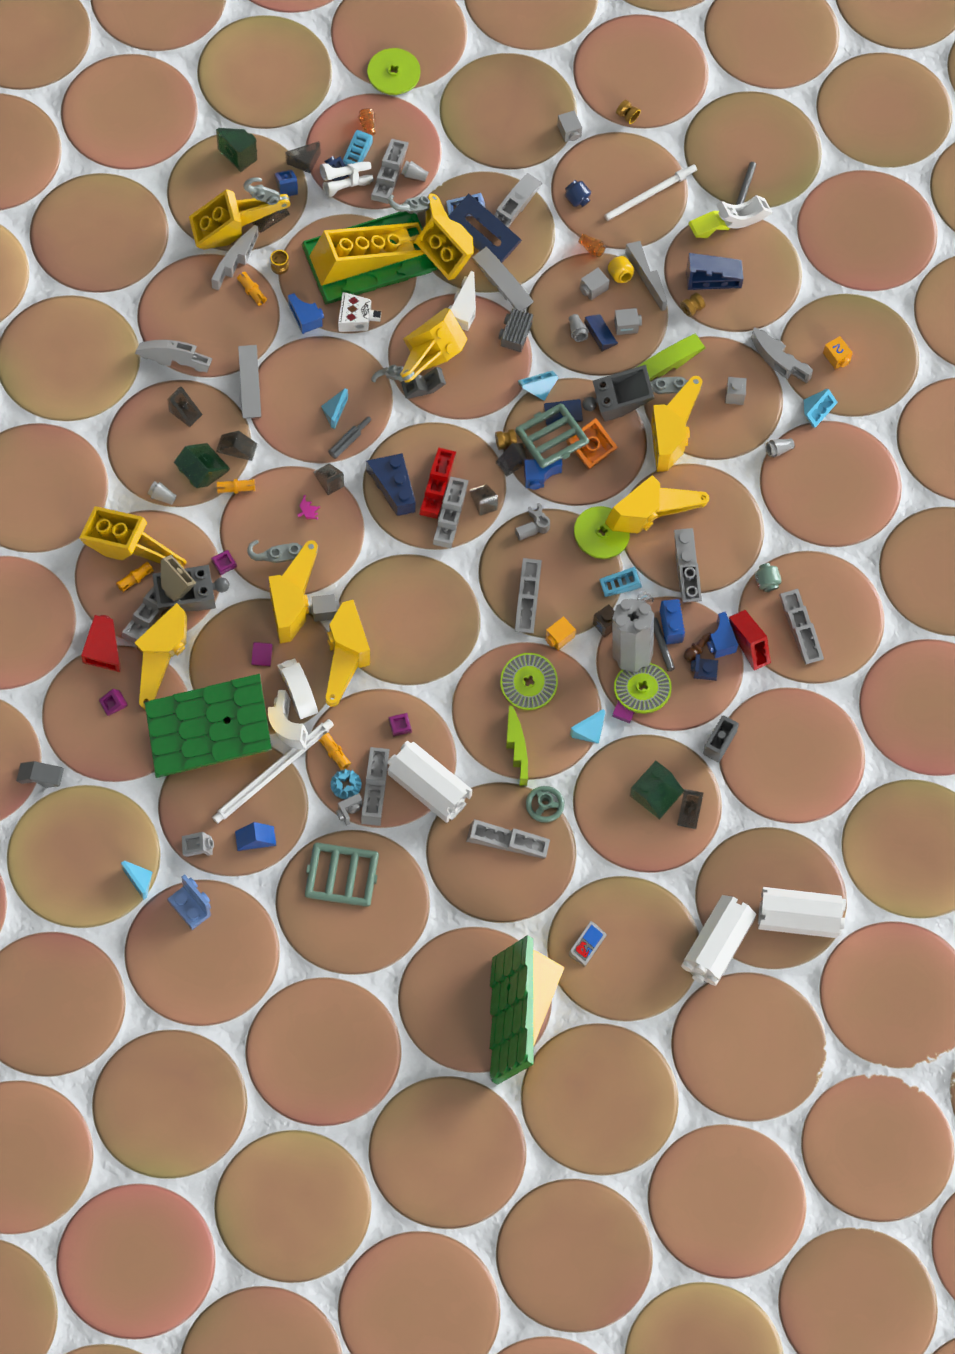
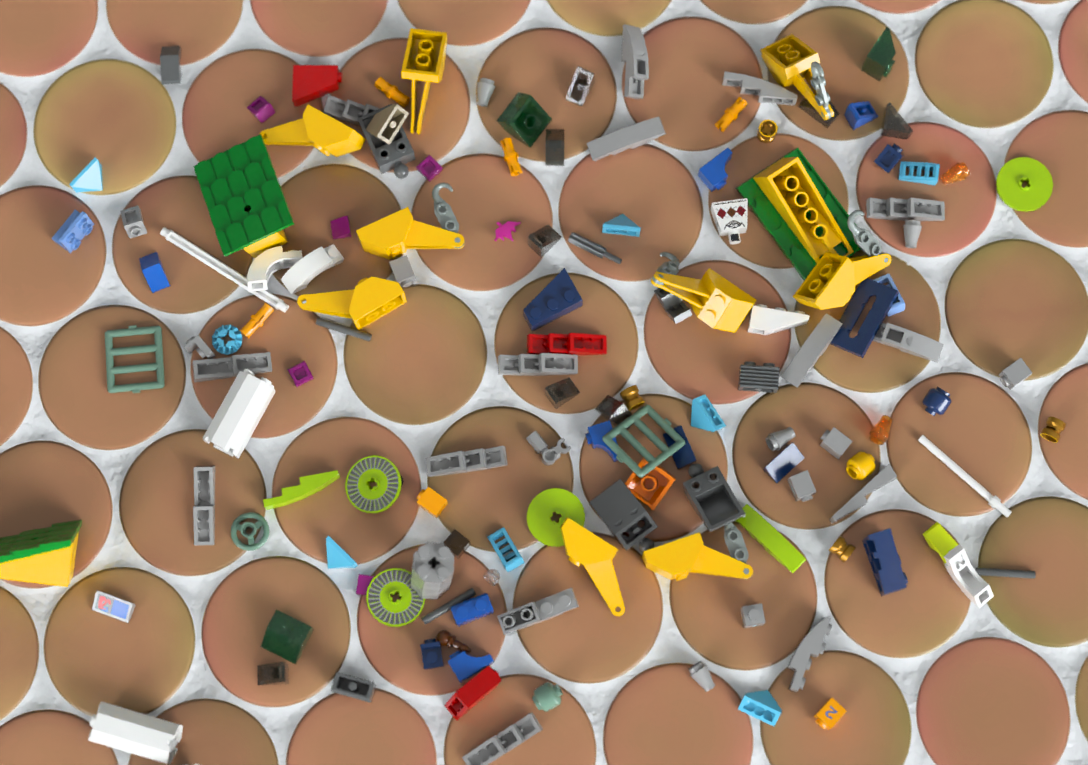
camera: 80 degrees right, 10 degrees up
(329, 173) = (882, 177): white piece -> none
(366, 675) = (343, 329): none -> dark grey bar
(619, 470) = (621, 514): none -> dark grey slope

